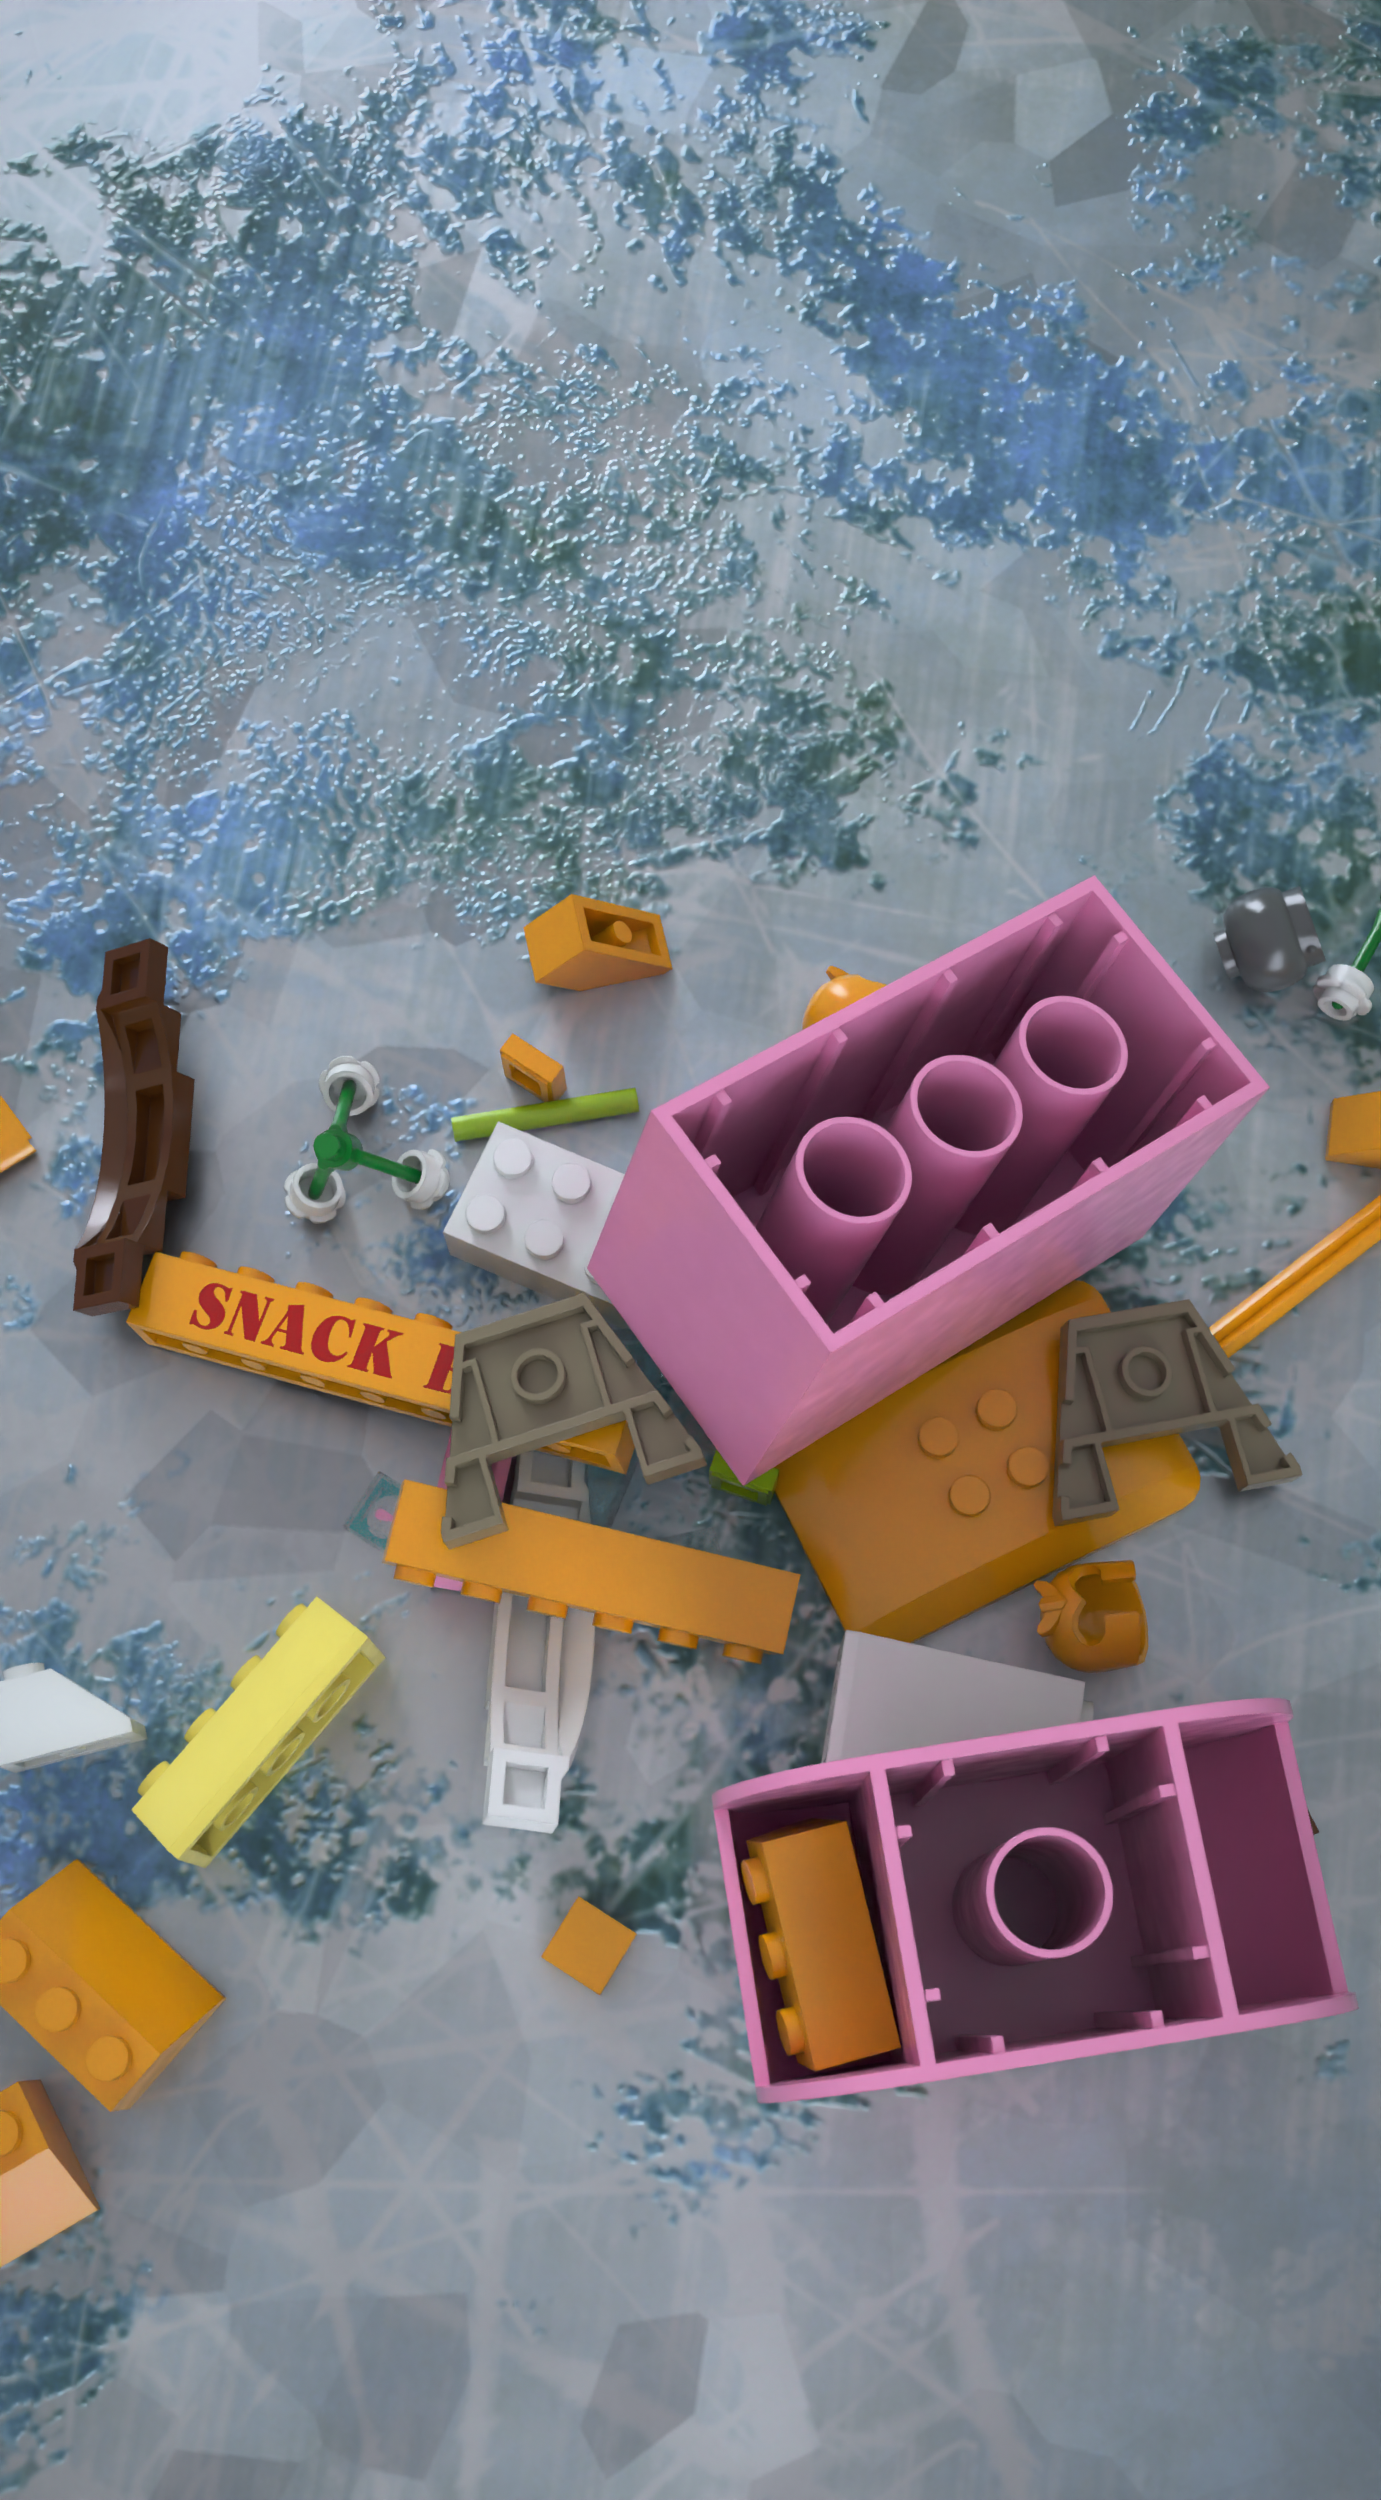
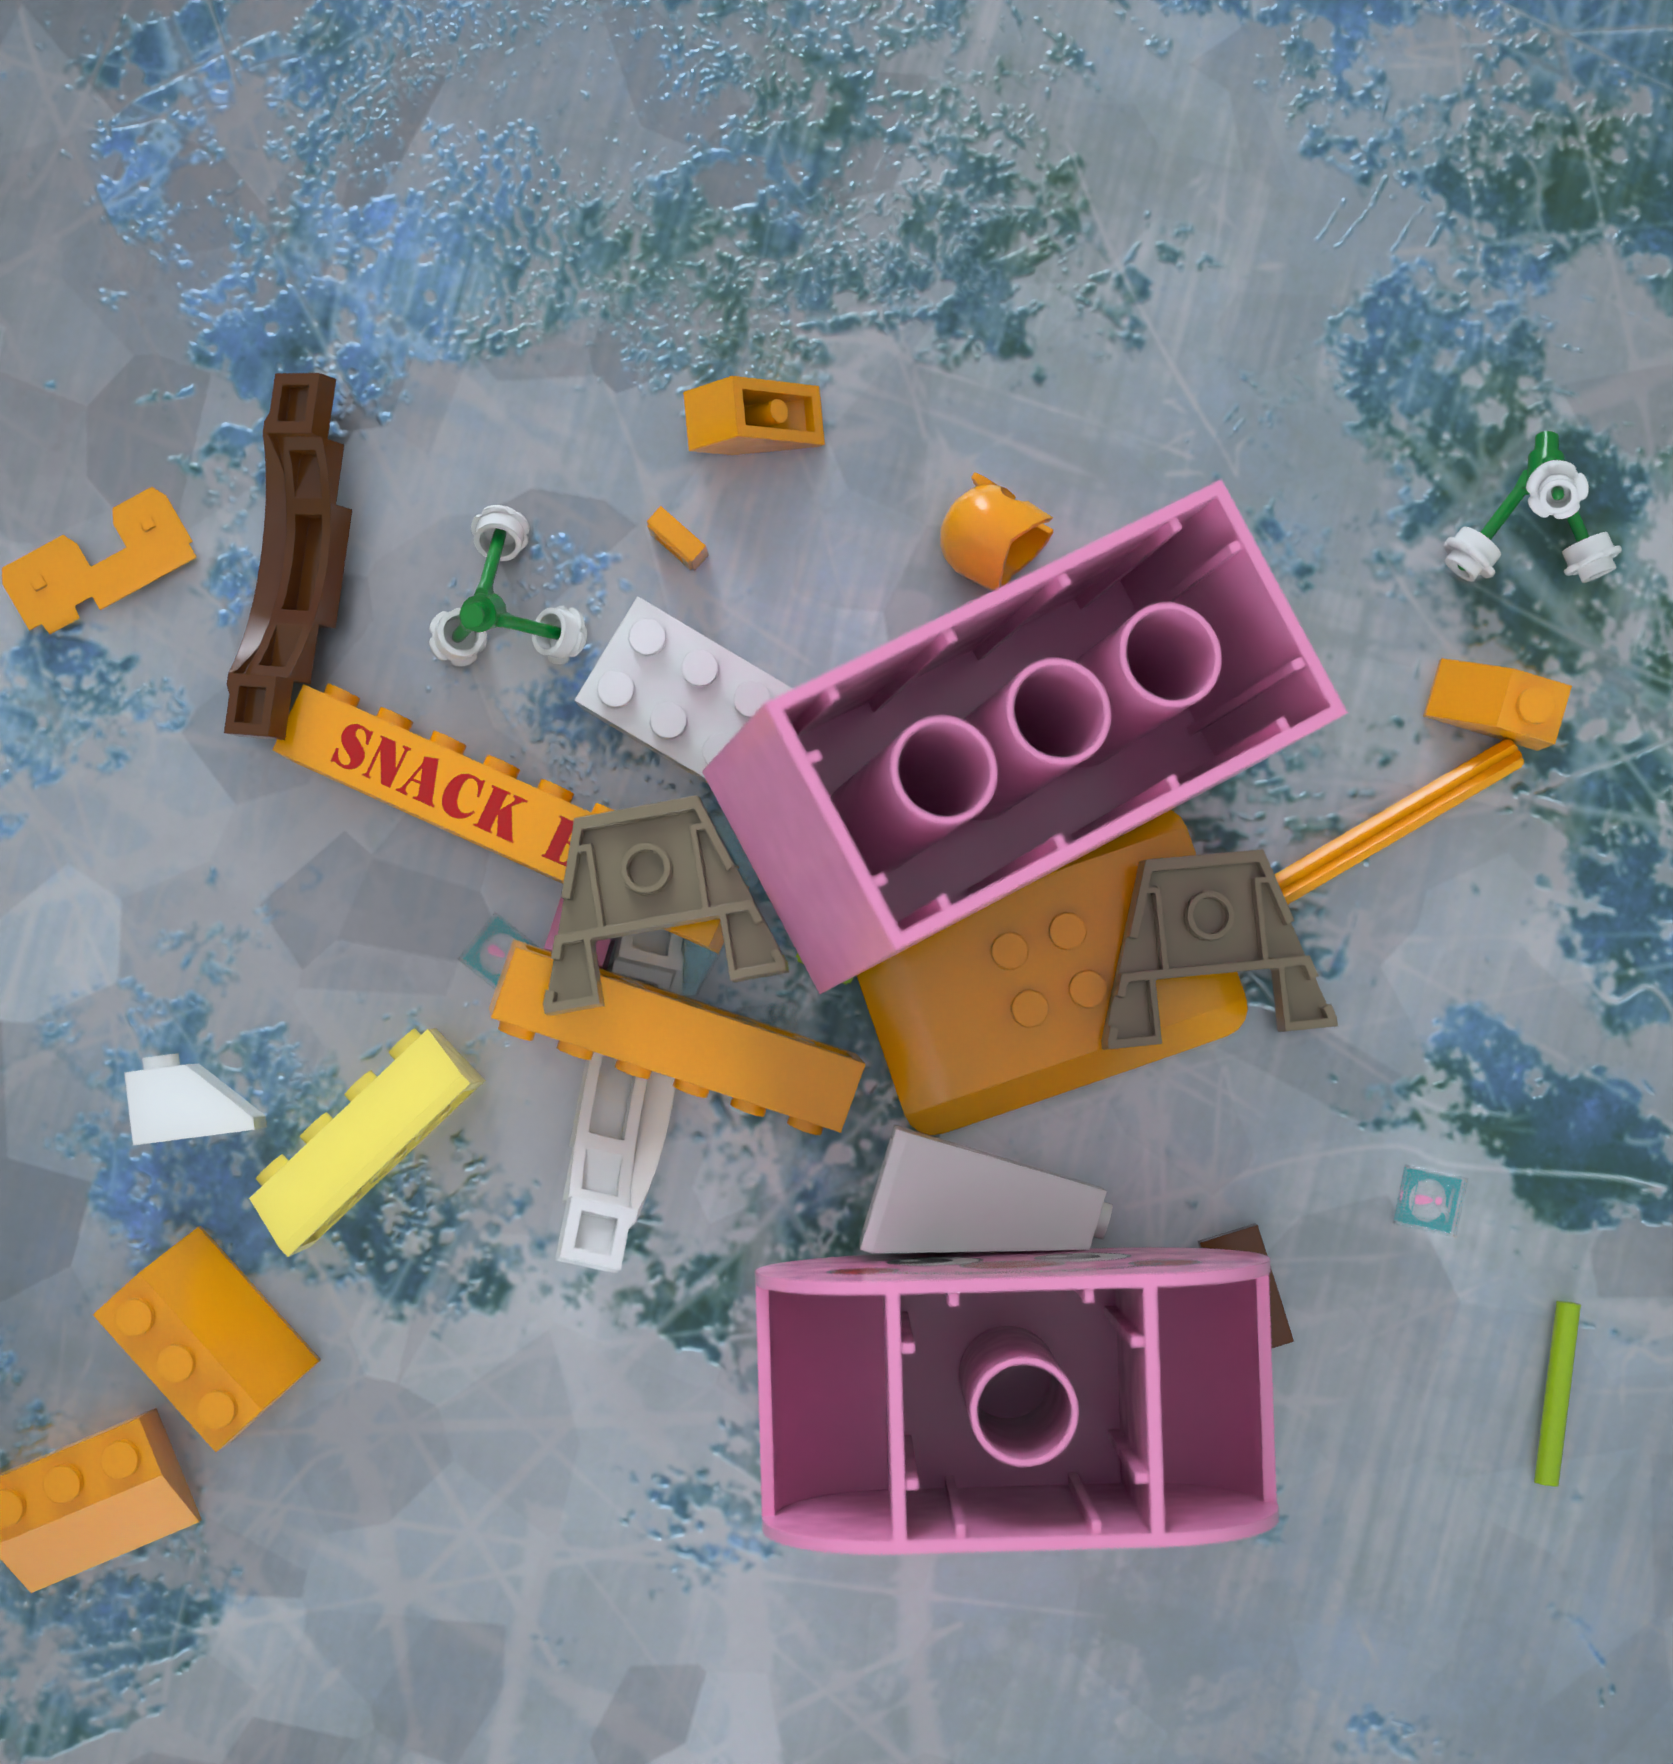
camera: 10 degrees right, 15 degrees up
(547, 1113) = (684, 581): lime piece -> none
(589, 1945) = (640, 1357): light orange tile -> none
(819, 1944) = (831, 1403): light orange slope -> none
(1094, 1617) = (1126, 1132): light orange helmet -> none
(1269, 939) = (1407, 494): dark grey piece -> none

